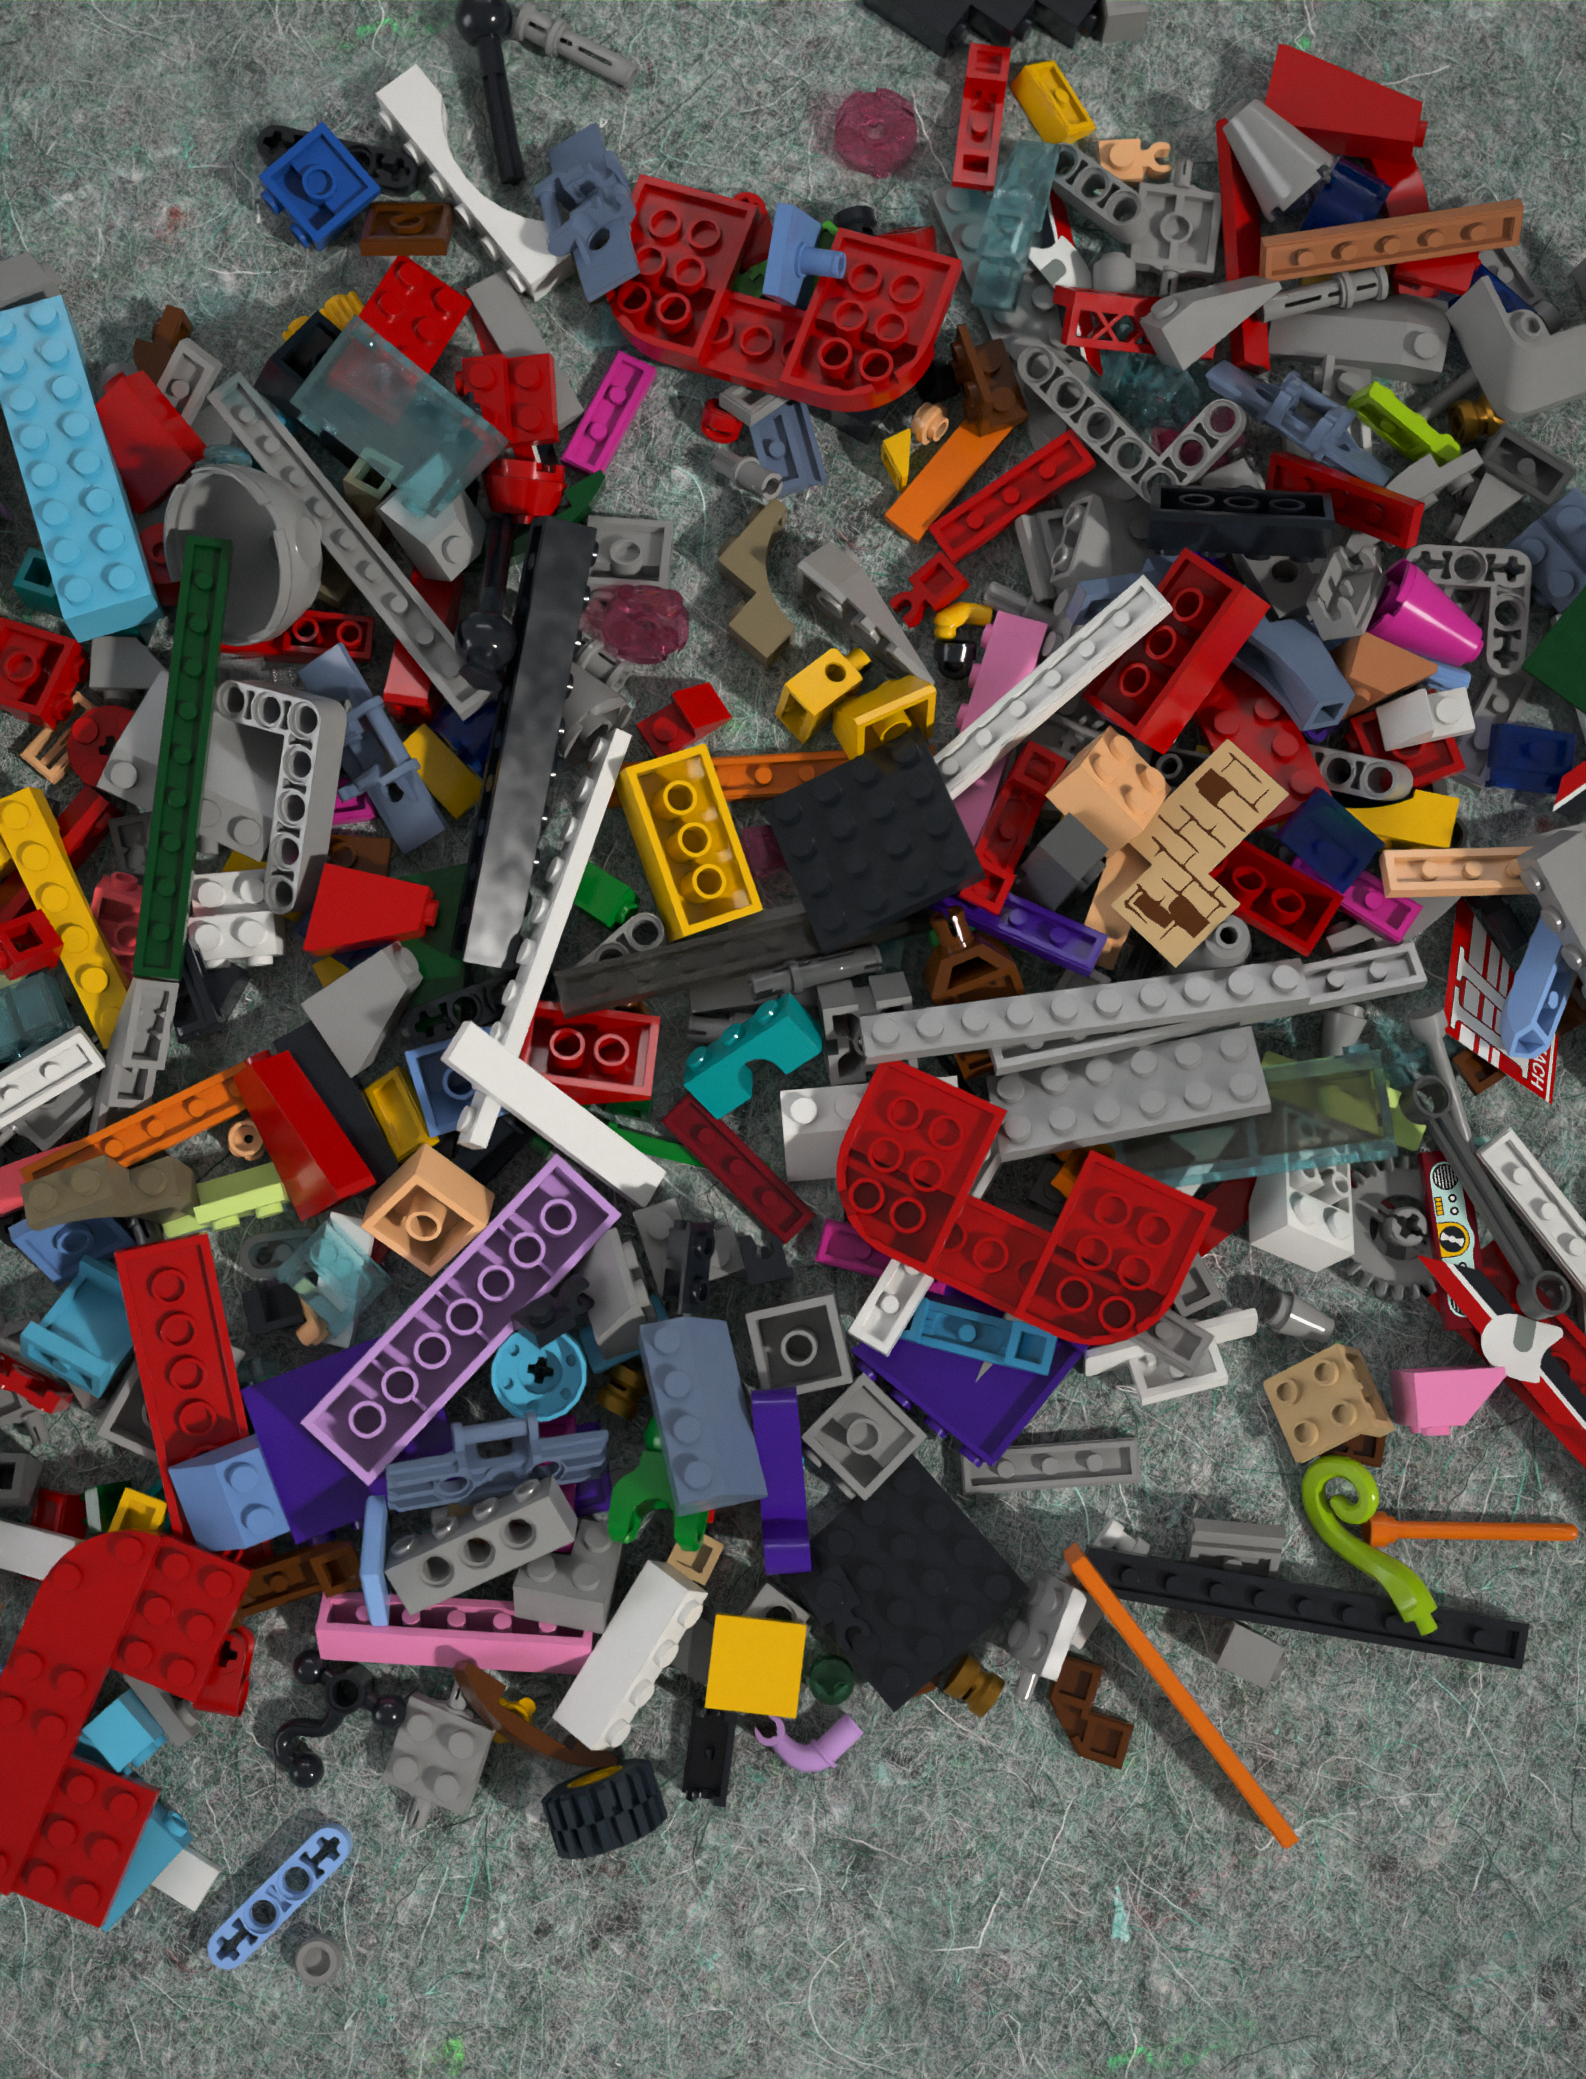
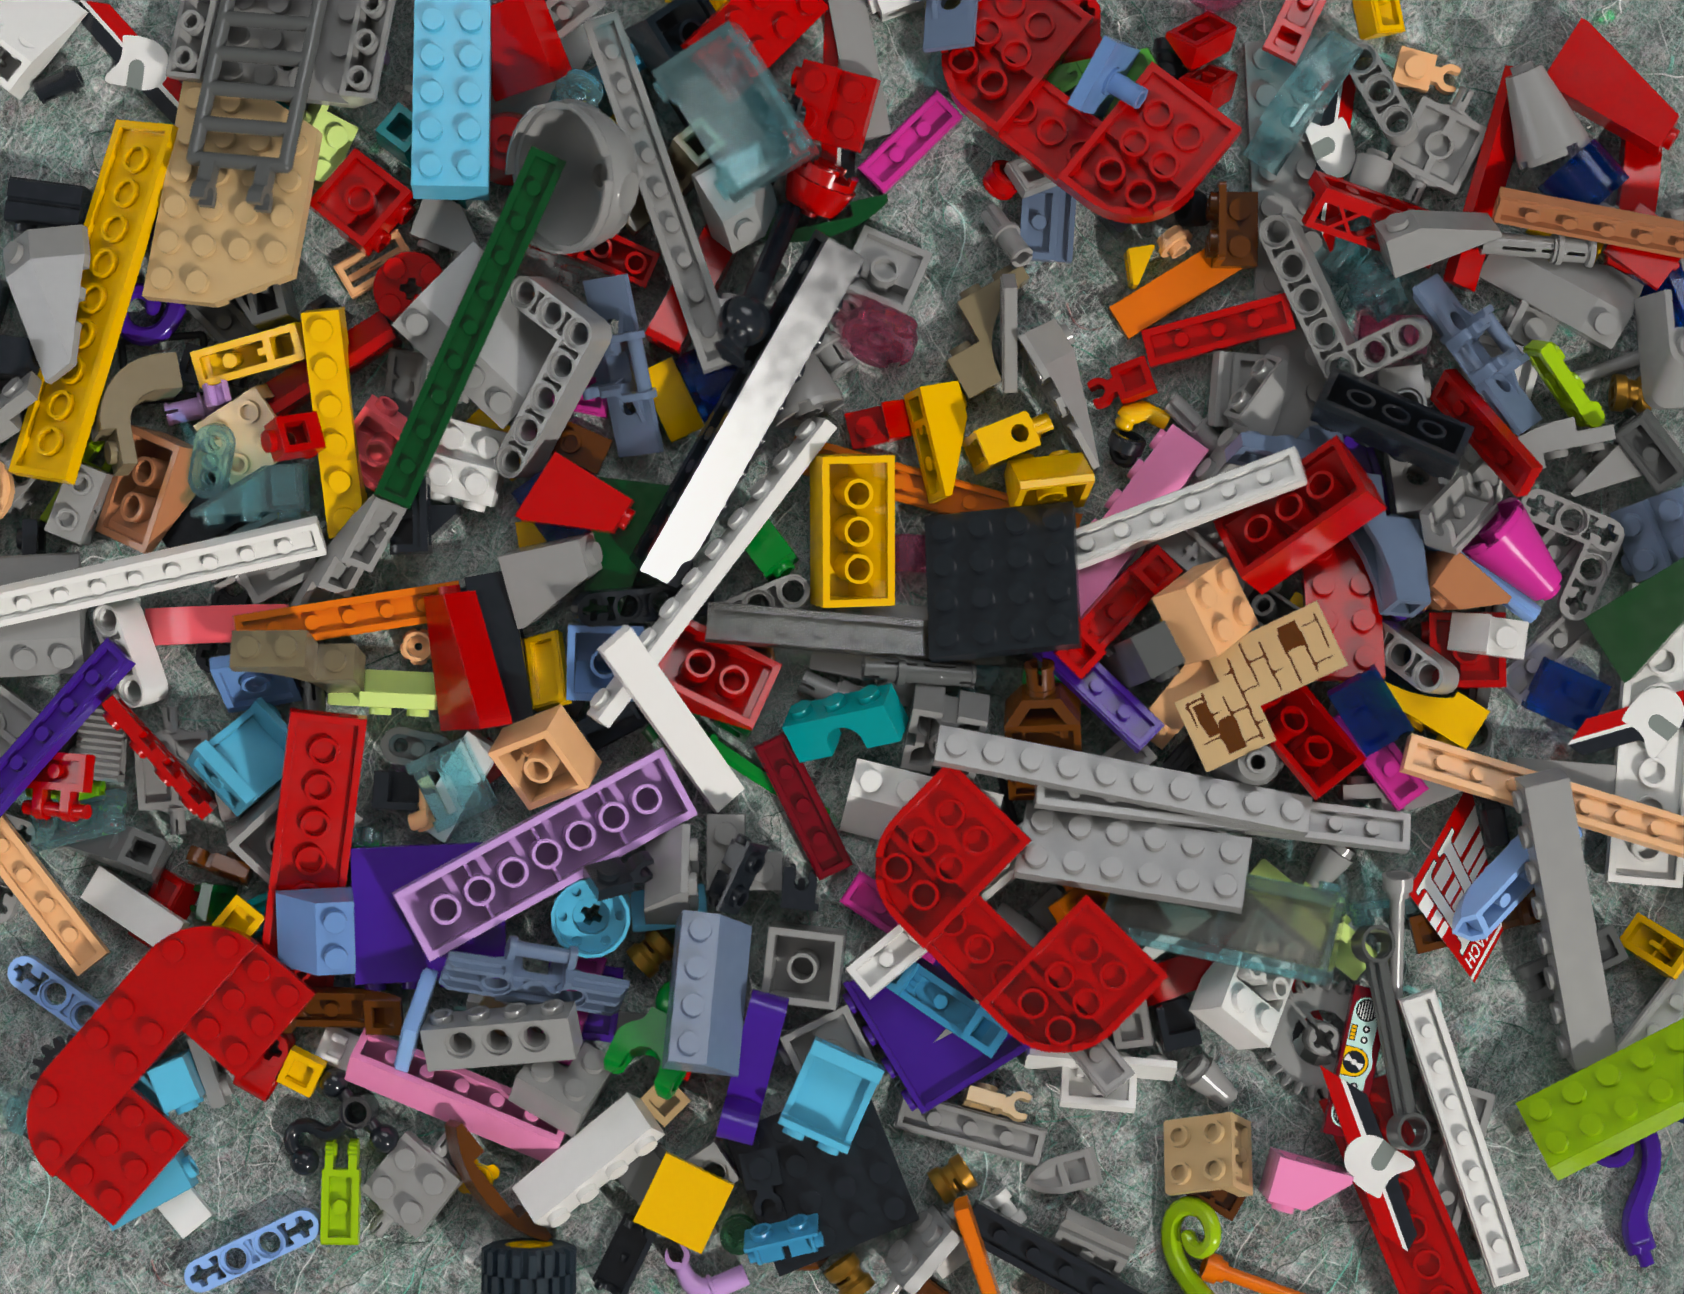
camera: 25 degrees right, 5 degrees up
(106, 1461) = (225, 866): none -> reddish brown plate
(268, 1666) = (301, 1071): none -> yellow tile
(299, 1624) = (337, 1046): none -> white tile
(361, 1796) = (341, 1196): none -> lime hinge
(744, 704) = (938, 429): none -> yellow slope
(785, 571) = (1009, 333): none -> light grey tile
(864, 1676) = (766, 1241): none -> dark azure hinge
(881, 1483) = (830, 1096): none -> medium azure panel
(884, 200) = (1201, 39): none -> red slope
(1050, 1530) = (952, 1178): none -> pearl gold wheel
(1058, 1426) = (986, 1099): none -> tan plate
(1176, 1478) = (1067, 1173): none -> light grey plate
(1238, 1268) = (1176, 1024): none -> black panel

